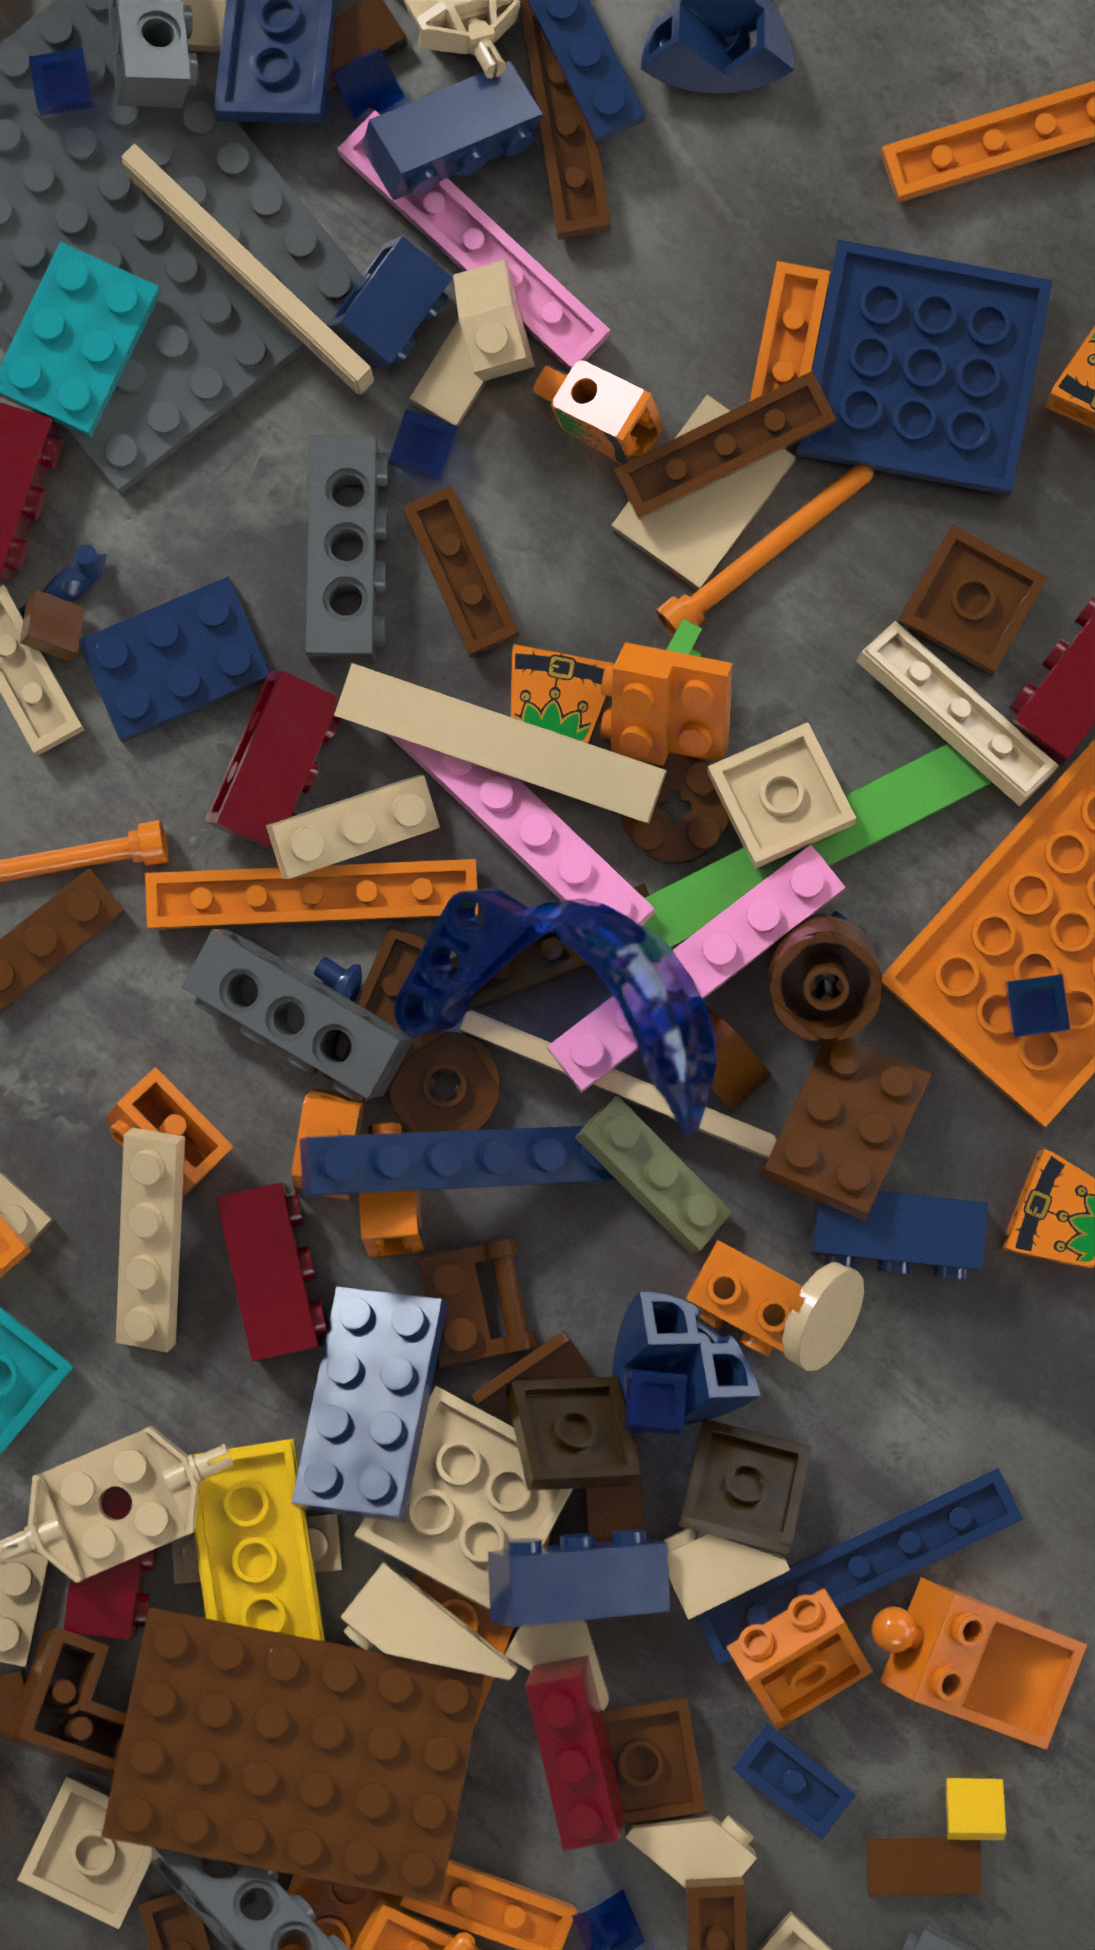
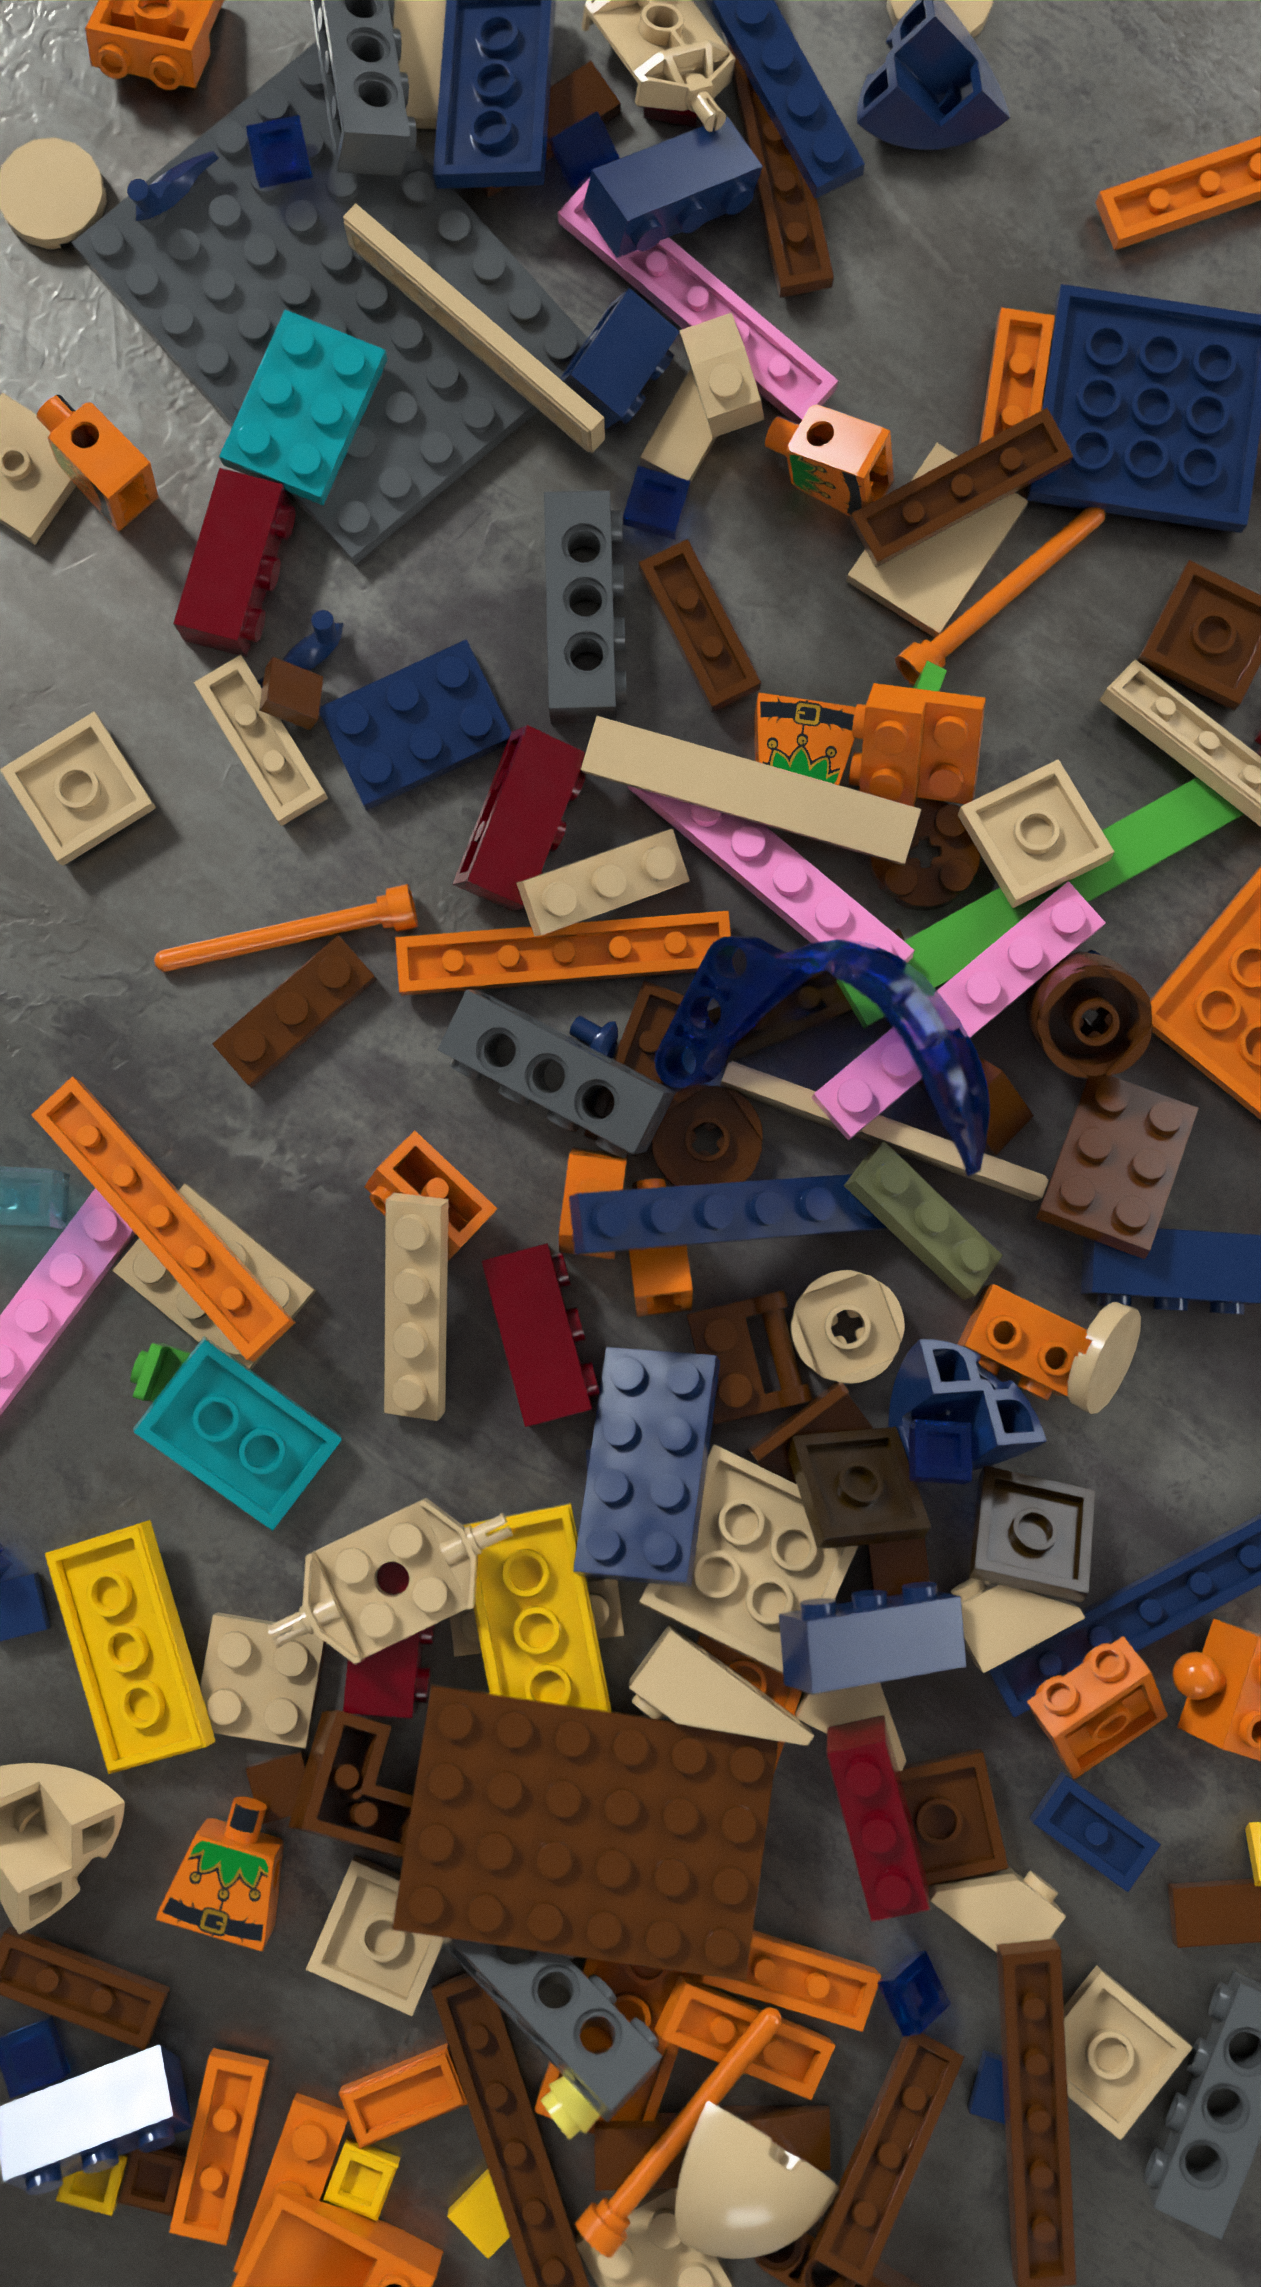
camera: 10 degrees left, 0 degrees up
(546, 1261) = (860, 1297): none -> tan plate

